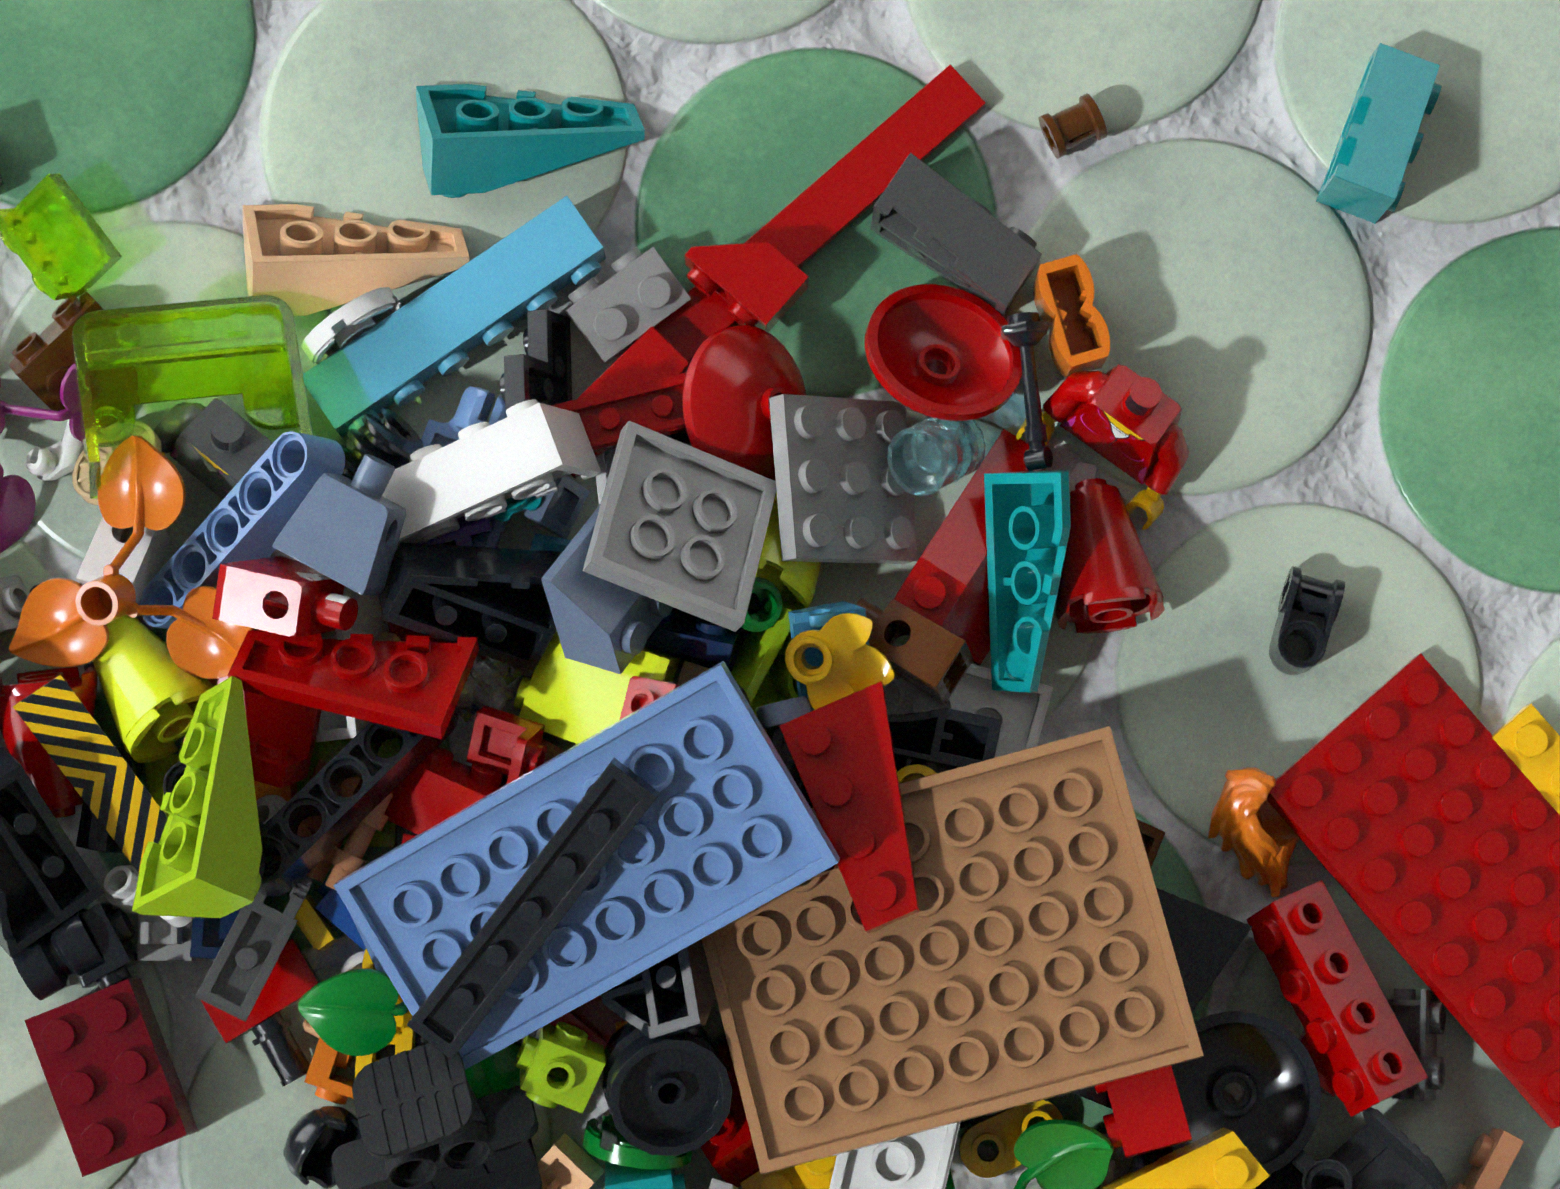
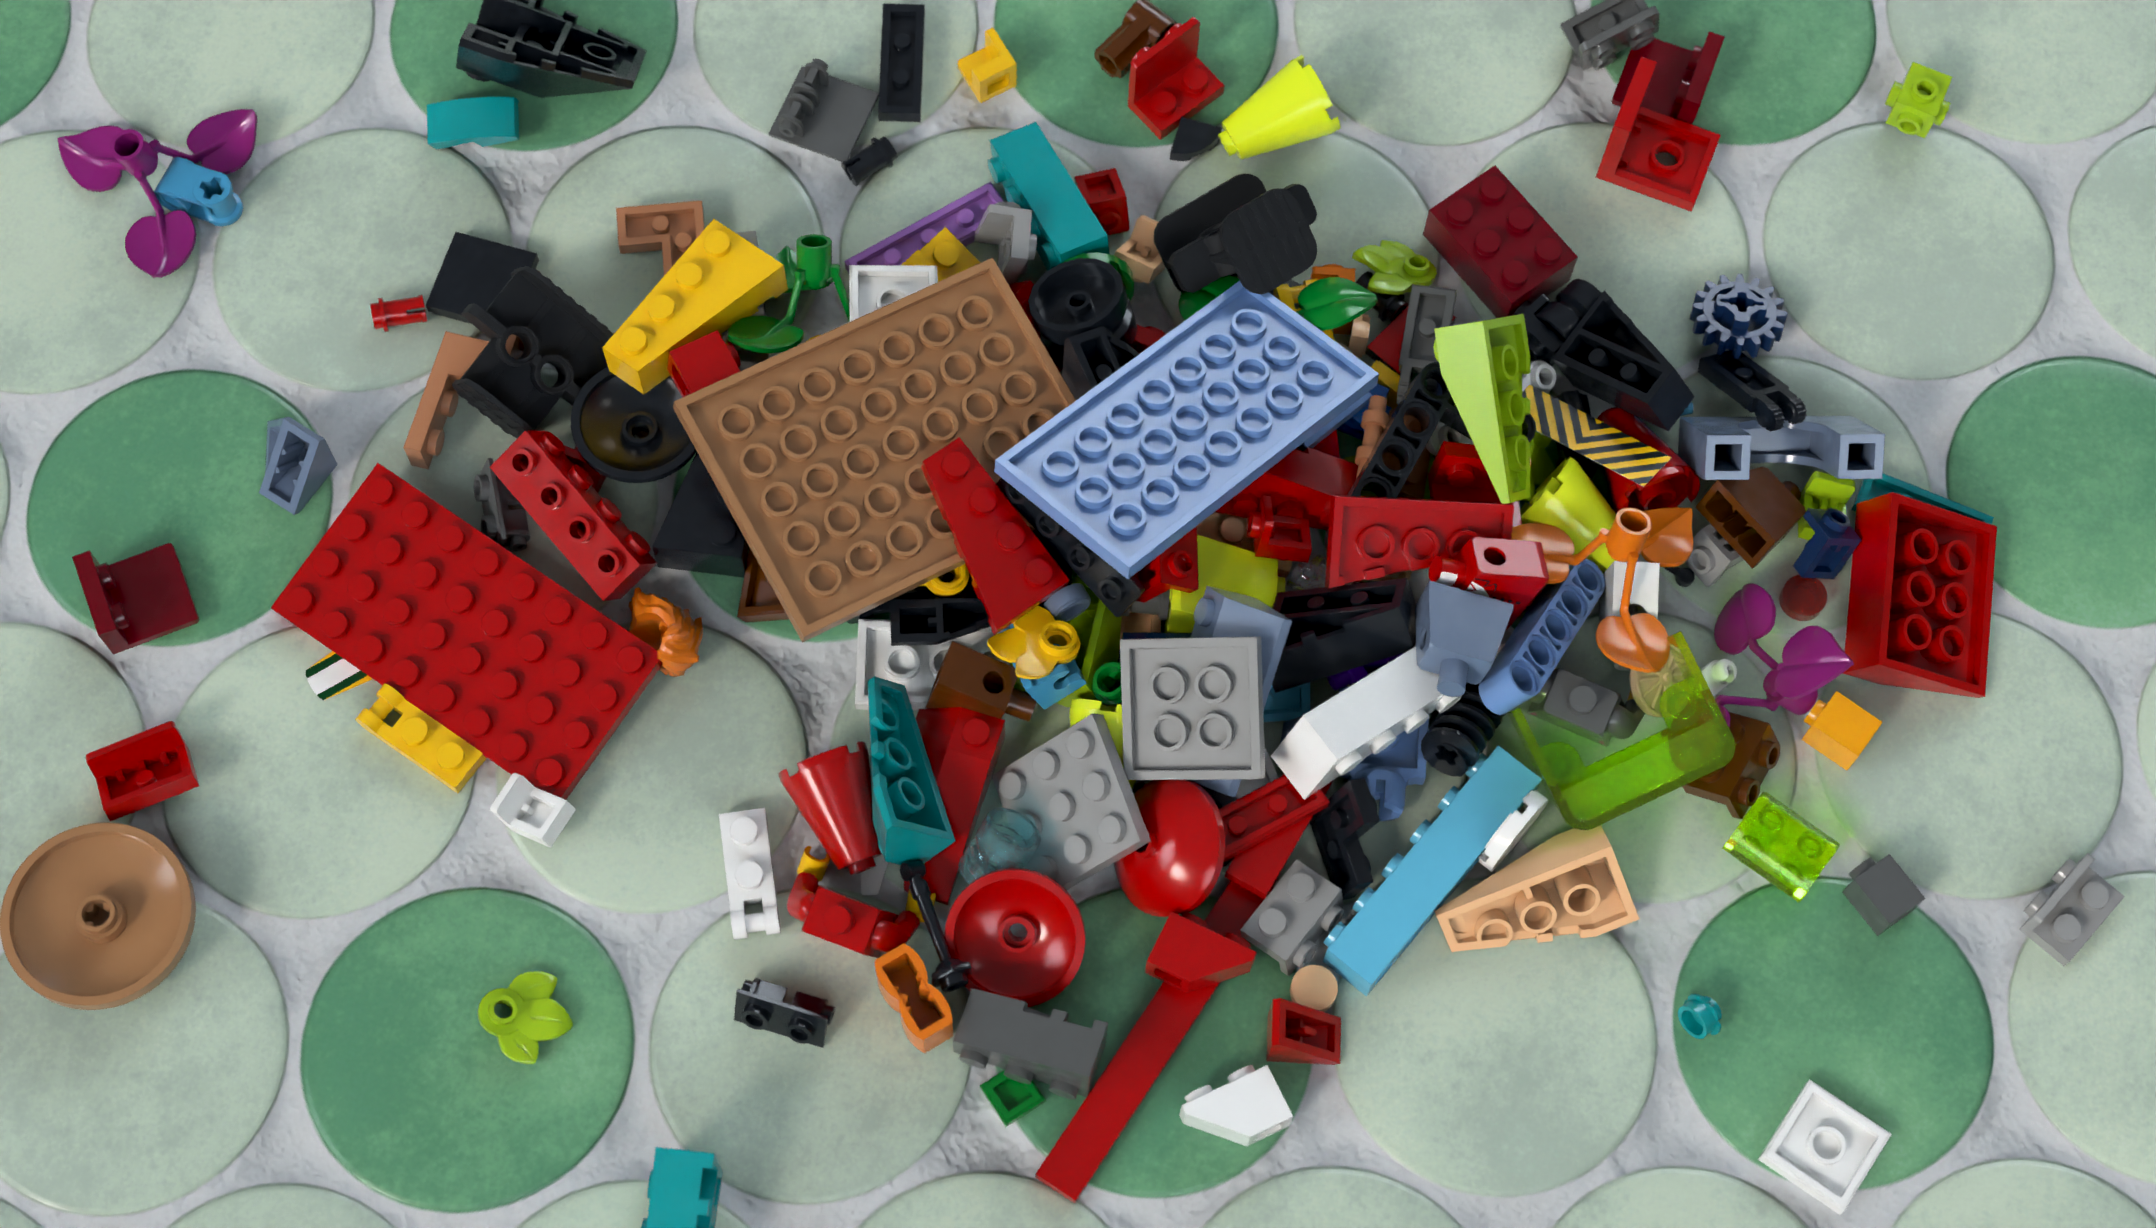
camera: 165 degrees right, 15 degrees down
(214, 82) = (1700, 1016): none -> teal plate
(255, 1087) = (1395, 267): none -> lime plate
(314, 1140) = (1333, 235): black hair -> none
(491, 141) = (1438, 1033): teal wedge -> none
(533, 908) = (1219, 382): black plate -> none
(560, 1066) = (1163, 304): lime brick -> none
(626, 224) = (1314, 987): none -> light nougat tile
(656, 173) = (1302, 1034): none -> red slope
(748, 110) = (1241, 1110): none -> white slope
(993, 192) = (1011, 1098): none -> green tile
(1073, 126) = (953, 1172): reddish brown bush -> none
(1217, 520) = (749, 872): none -> white plate
(1232, 358) = (763, 1007): none -> black hinge
(1306, 610) = (657, 812): black piece -> none
(1449, 648) = (531, 810): none -> white bracket
(1490, 421) = (531, 1019): none -> lime plate

